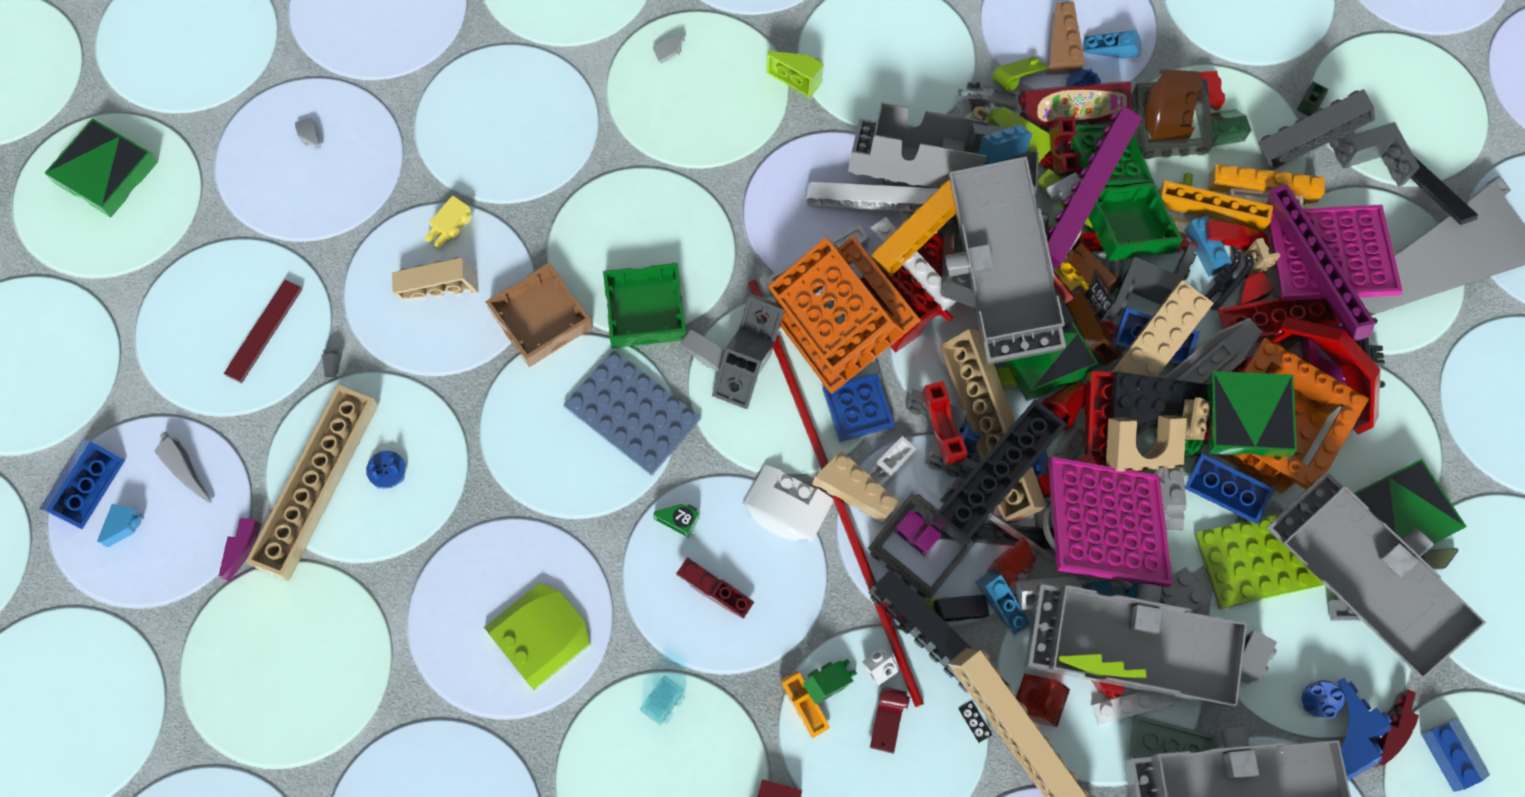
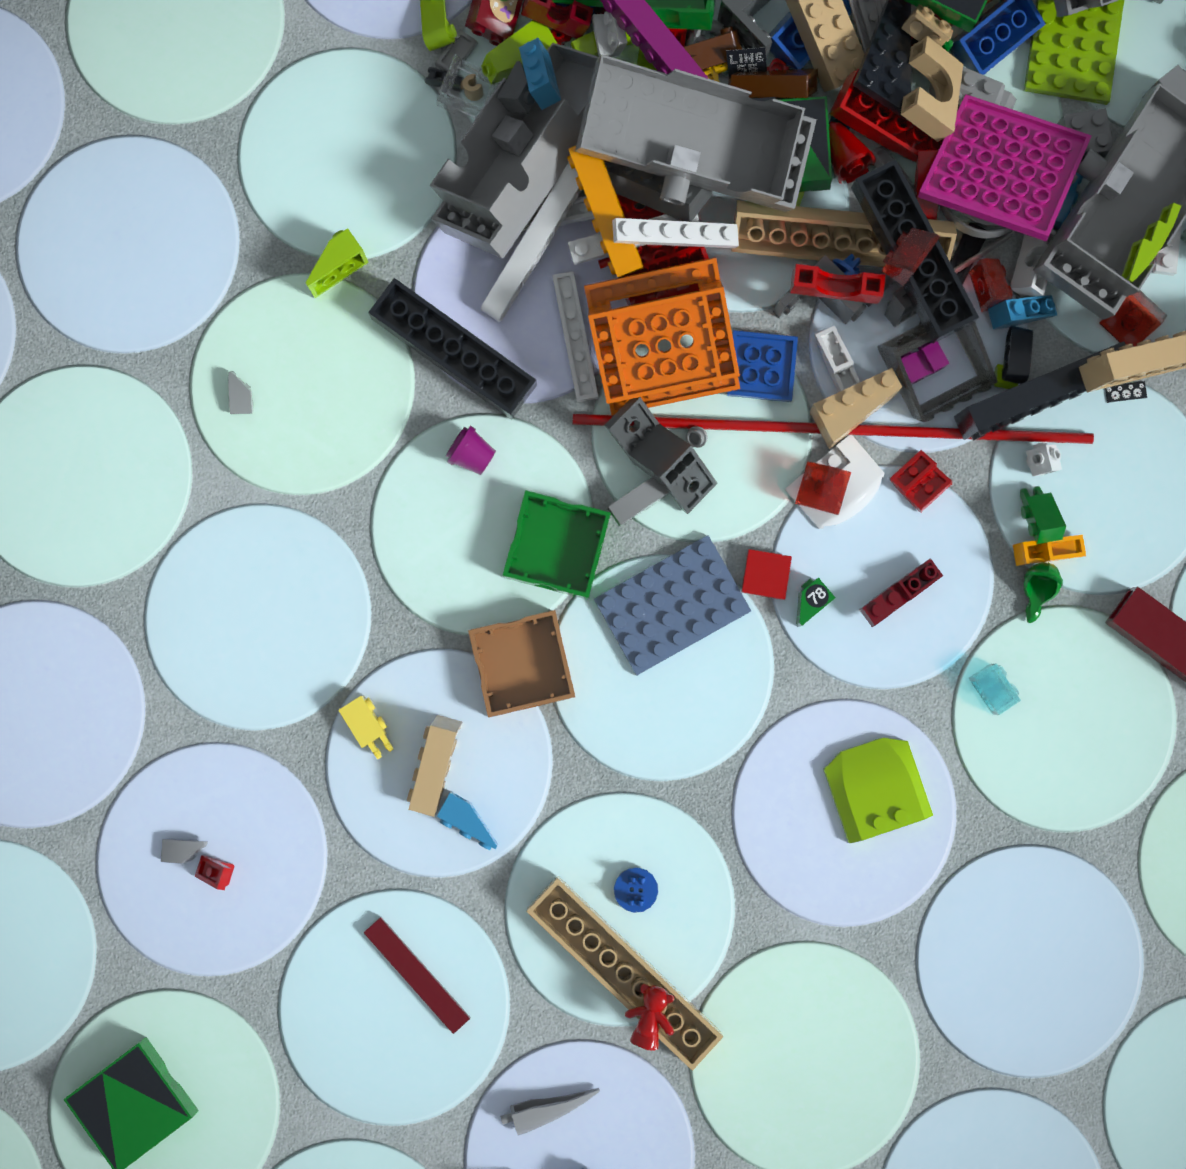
camera: 75 degrees left, 15 degrees up
(239, 547) = (665, 1074): magenta slope -> none
(277, 507) = (646, 1031): none -> red piece
(298, 161) = (214, 872): none -> red slope
(330, 362) = (487, 911): dark grey cone -> none
(401, 317) = (462, 815): none -> dark azure slope
(686, 474) = (766, 574): none -> red tile
(692, 214) = (470, 451): none -> magenta piece
(767, 175) = (452, 348): none -> black brick
(770, 706) = (1040, 585): none -> green piece
(775, 489) = (823, 488): none -> clear red slope
(777, 378) = (696, 436): none -> light grey plate
(818, 572) = (921, 481): none -> red slope
(888, 719) = (1094, 475): dark red door -> none
(927, 285) = (675, 233): none -> white plate
(988, 459) = (909, 255): none -> clear red slope

